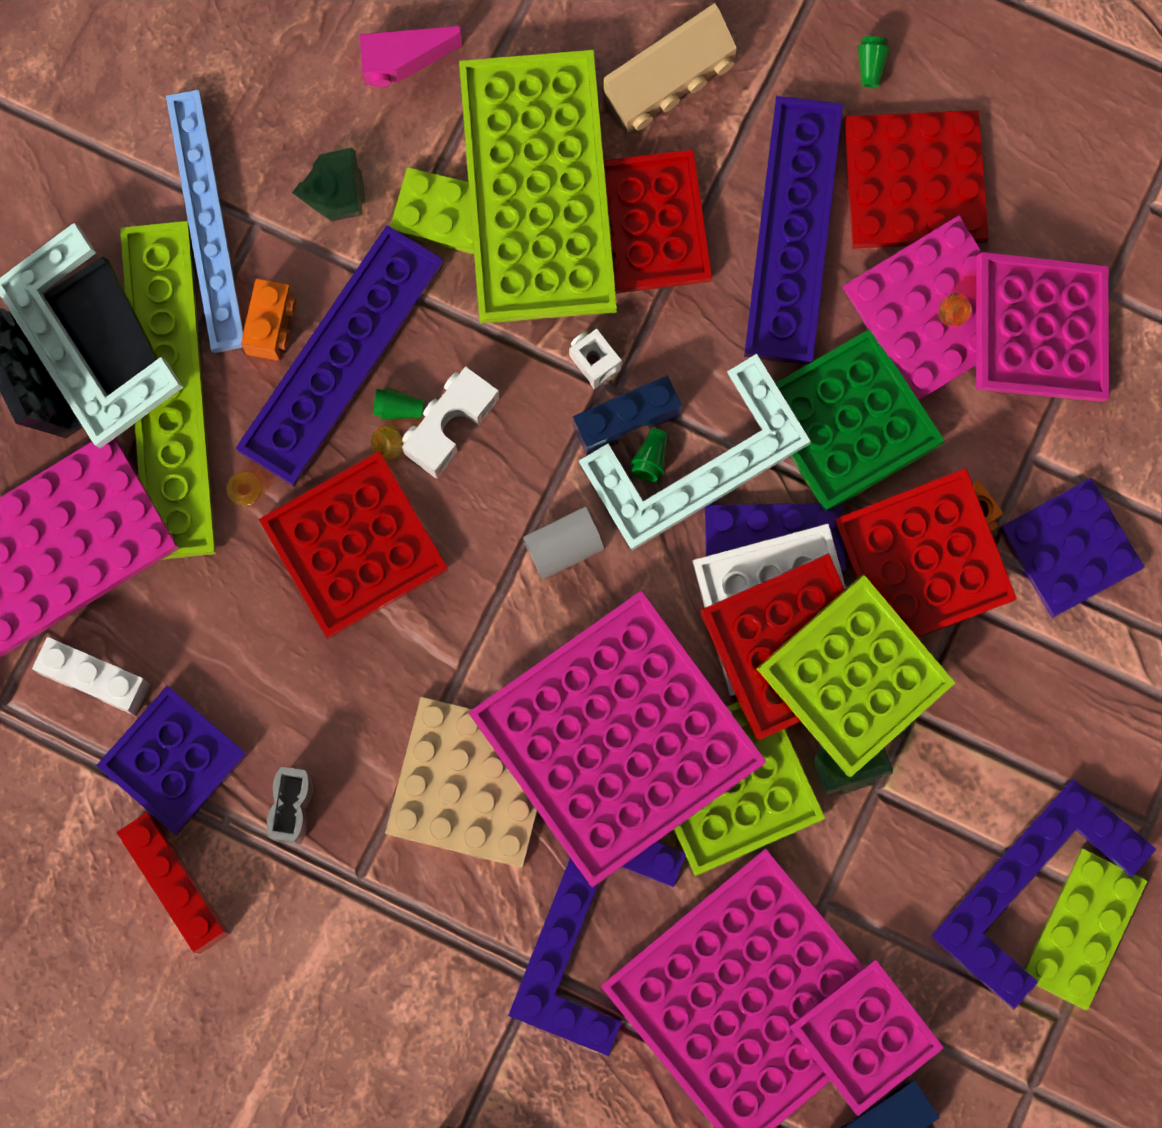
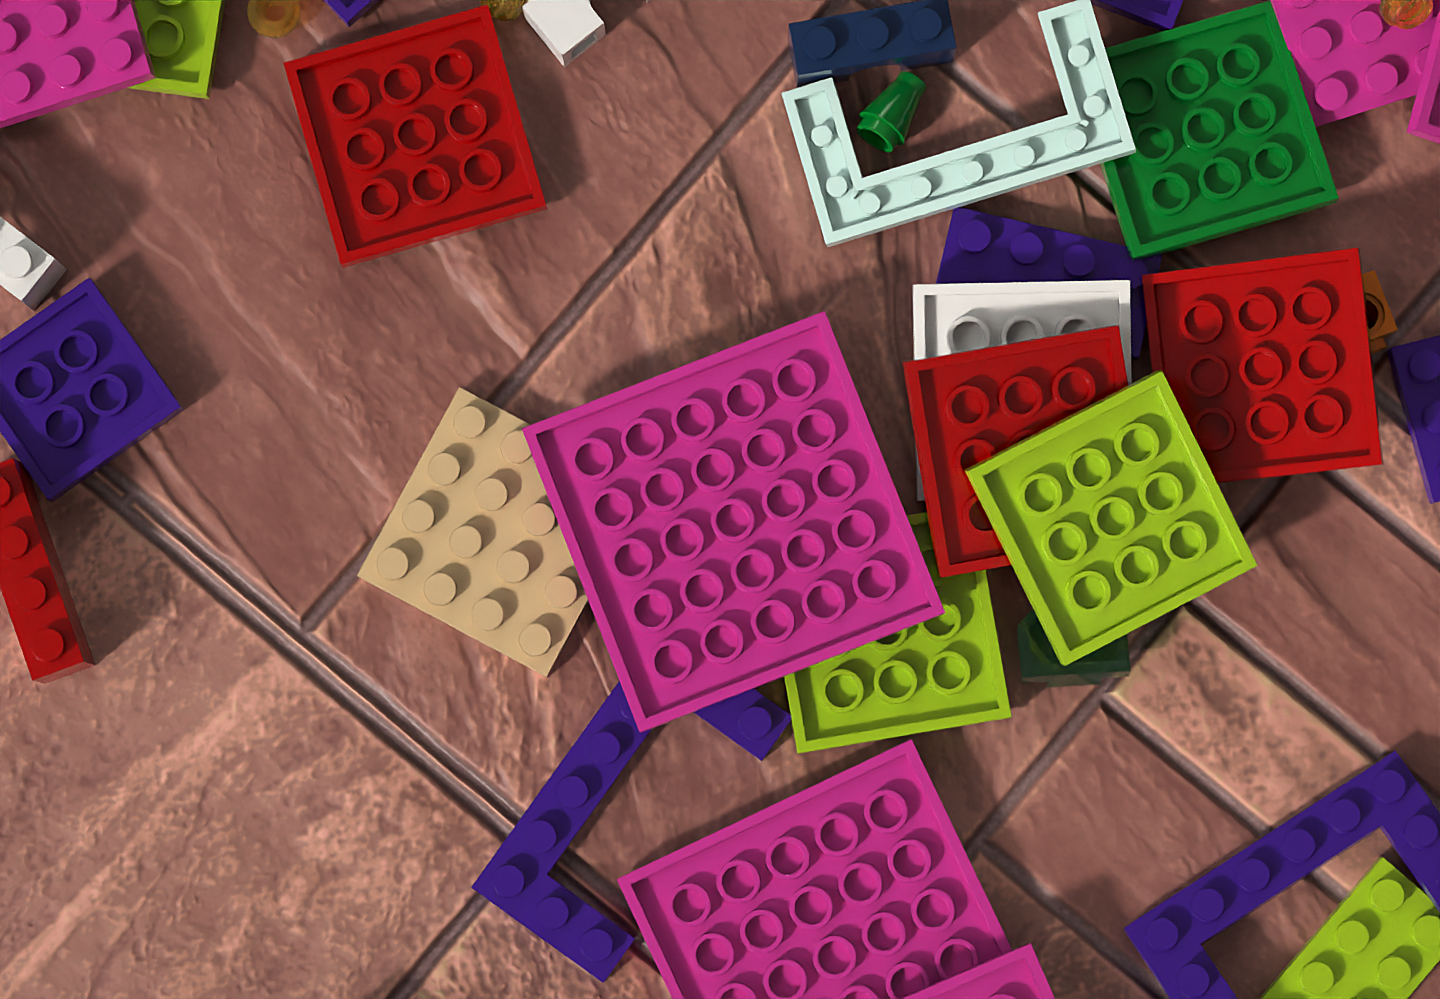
camera: 15 degrees right, 5 degrees up
(292, 794) = (232, 487): light grey brick -> none
(563, 543) = (728, 211): light grey brick -> none

